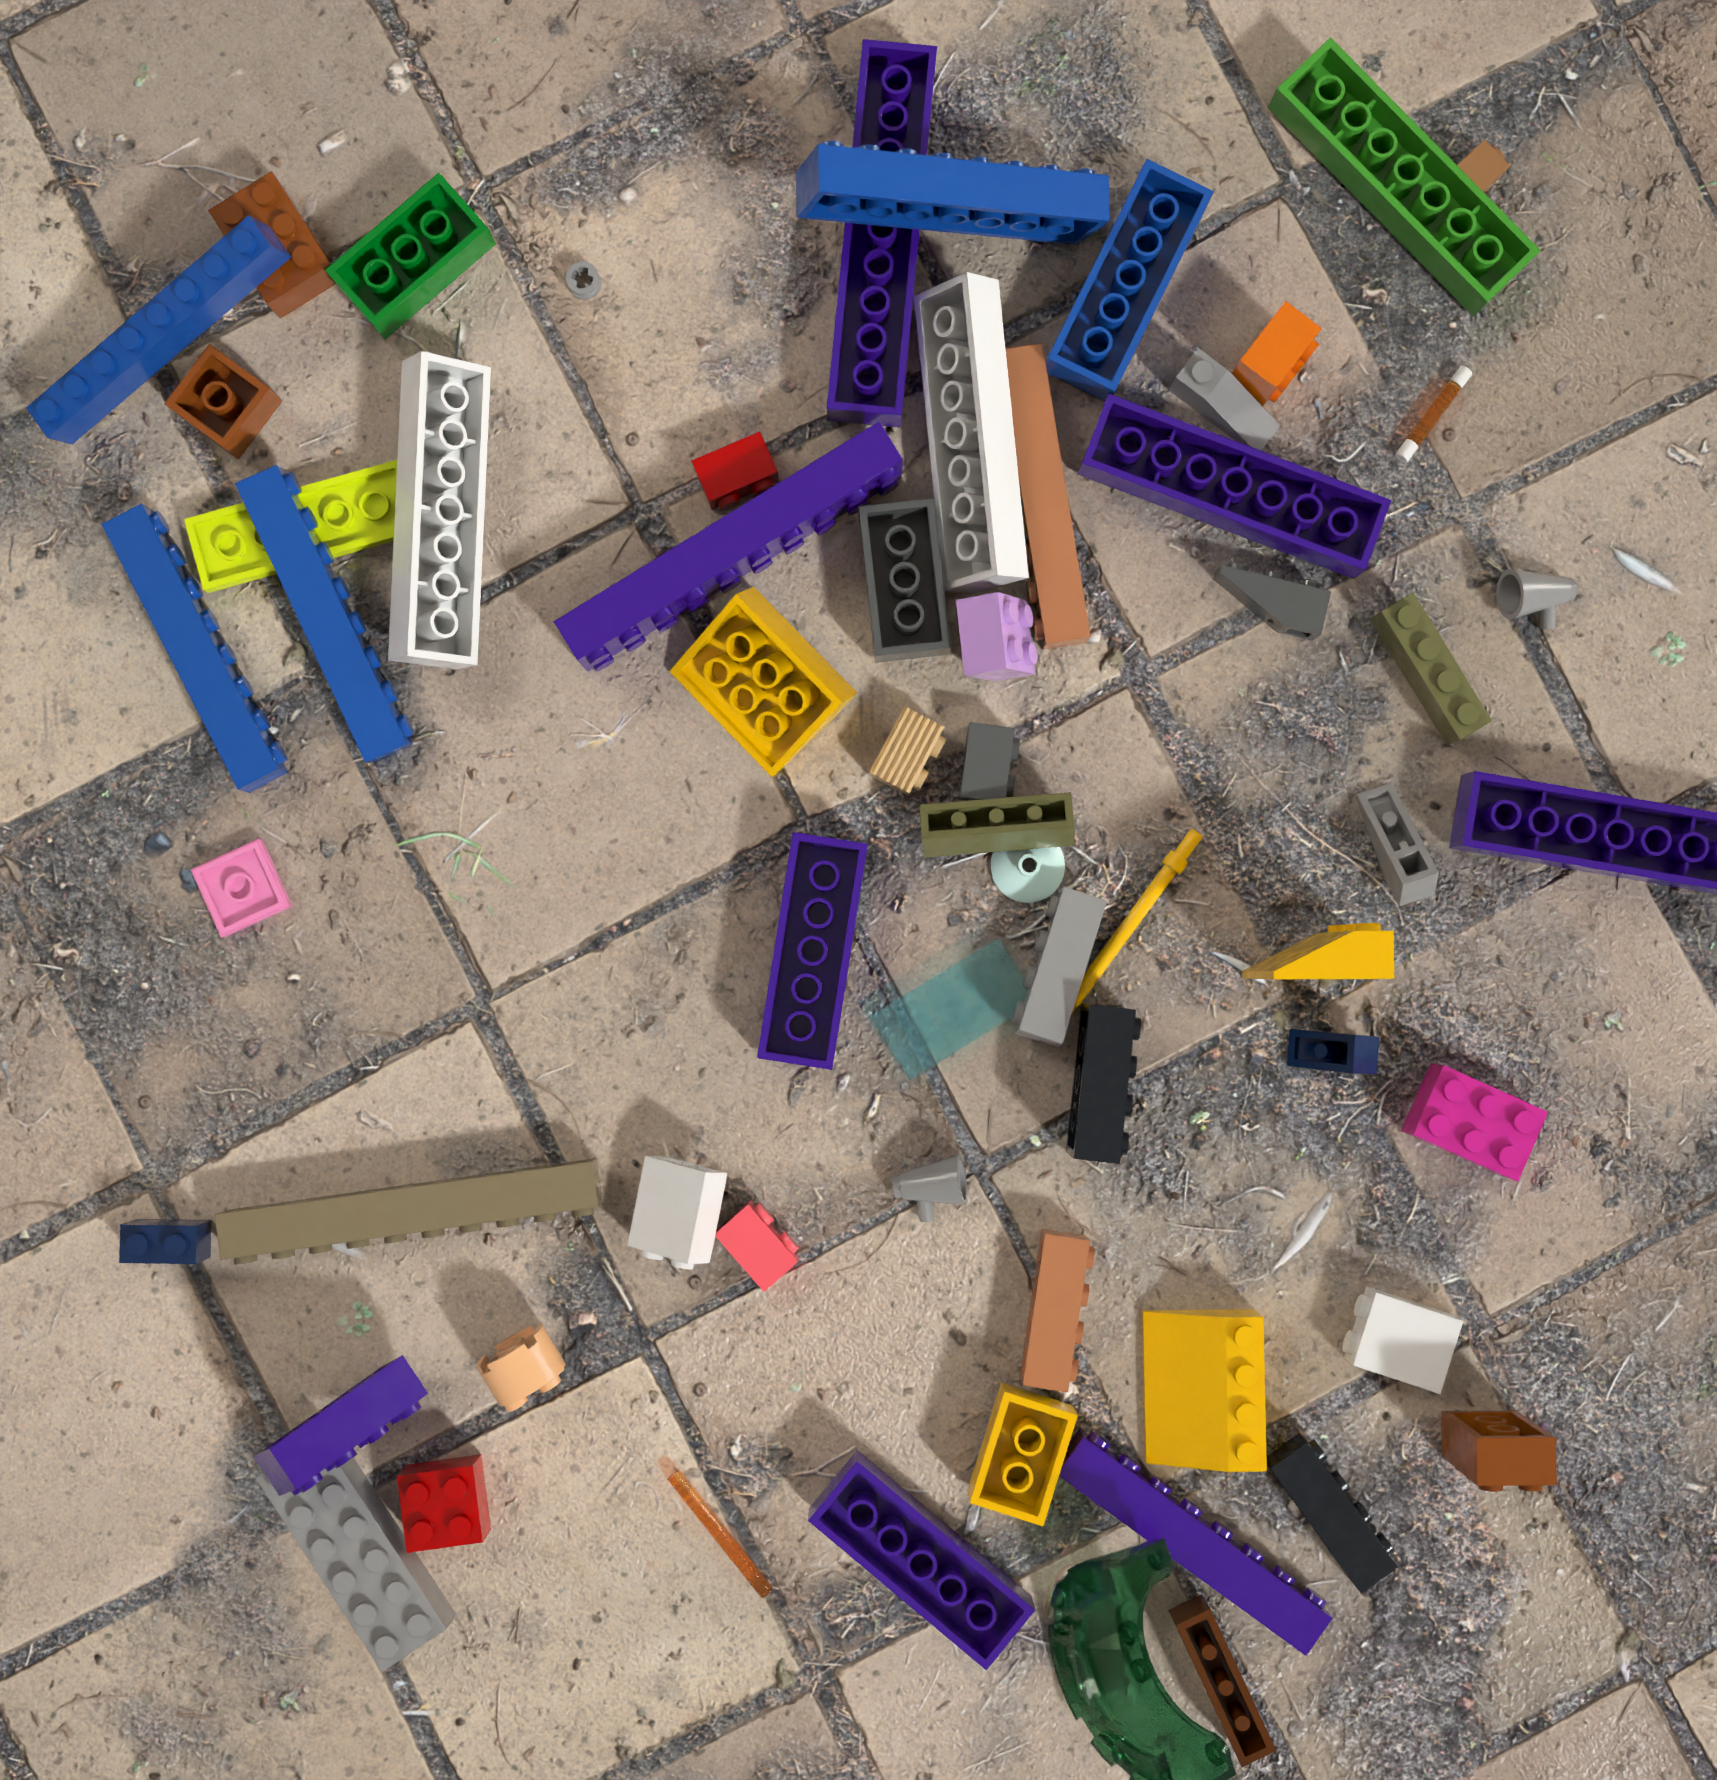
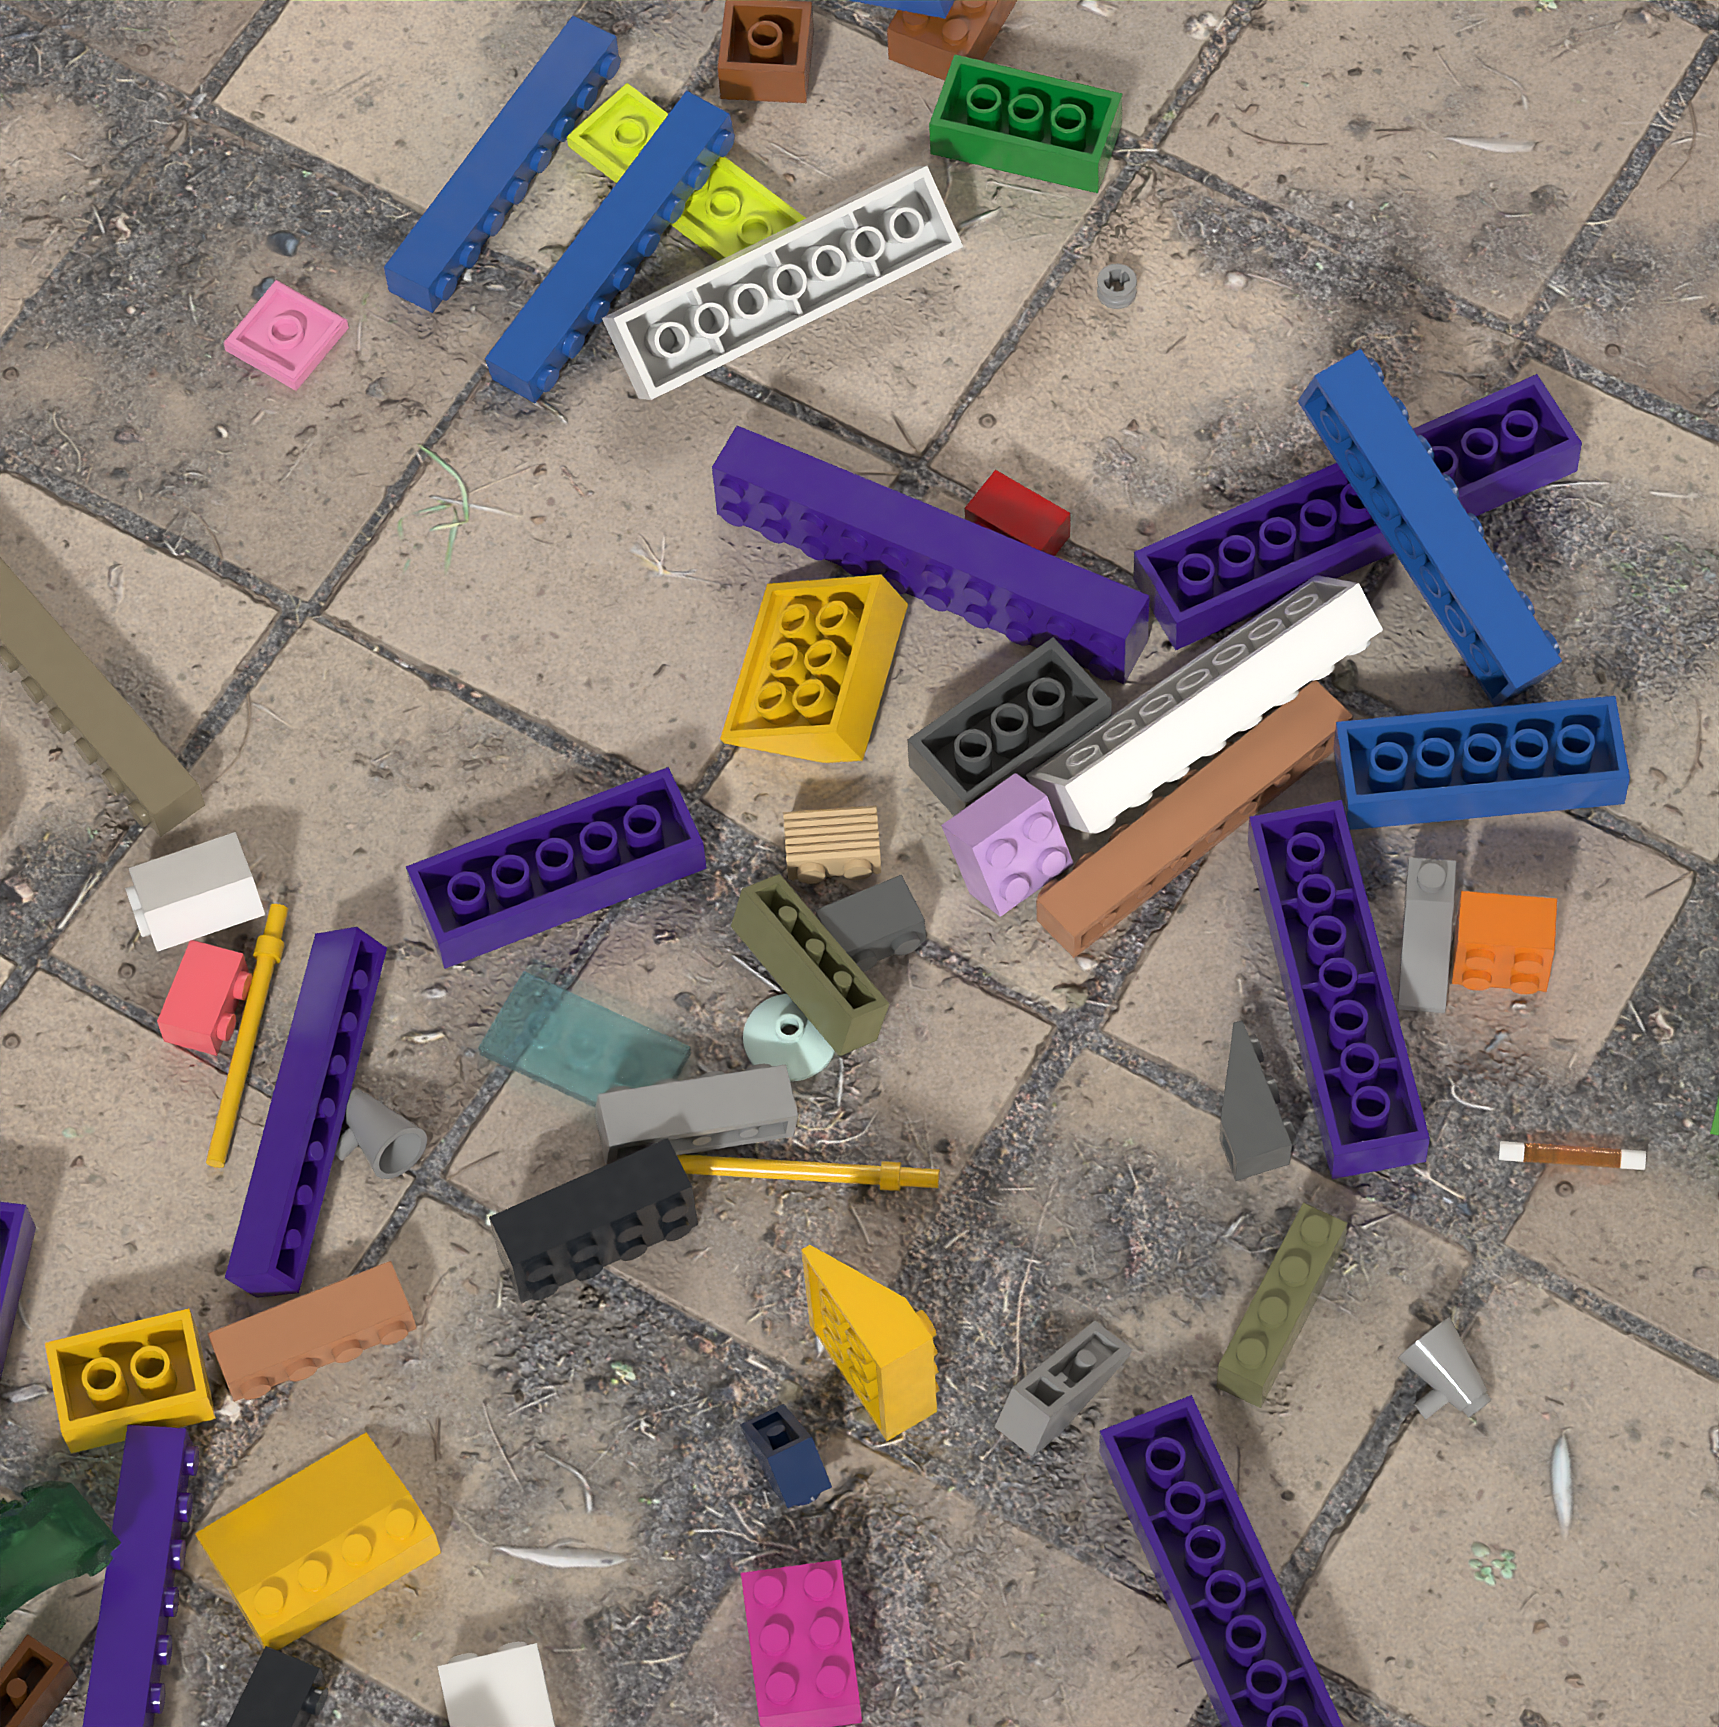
camera: 65 degrees right, 25 degrees down
(745, 1180) = (267, 953): none -> yellow bar
(893, 1226) = (306, 1113): none -> dark purple brick

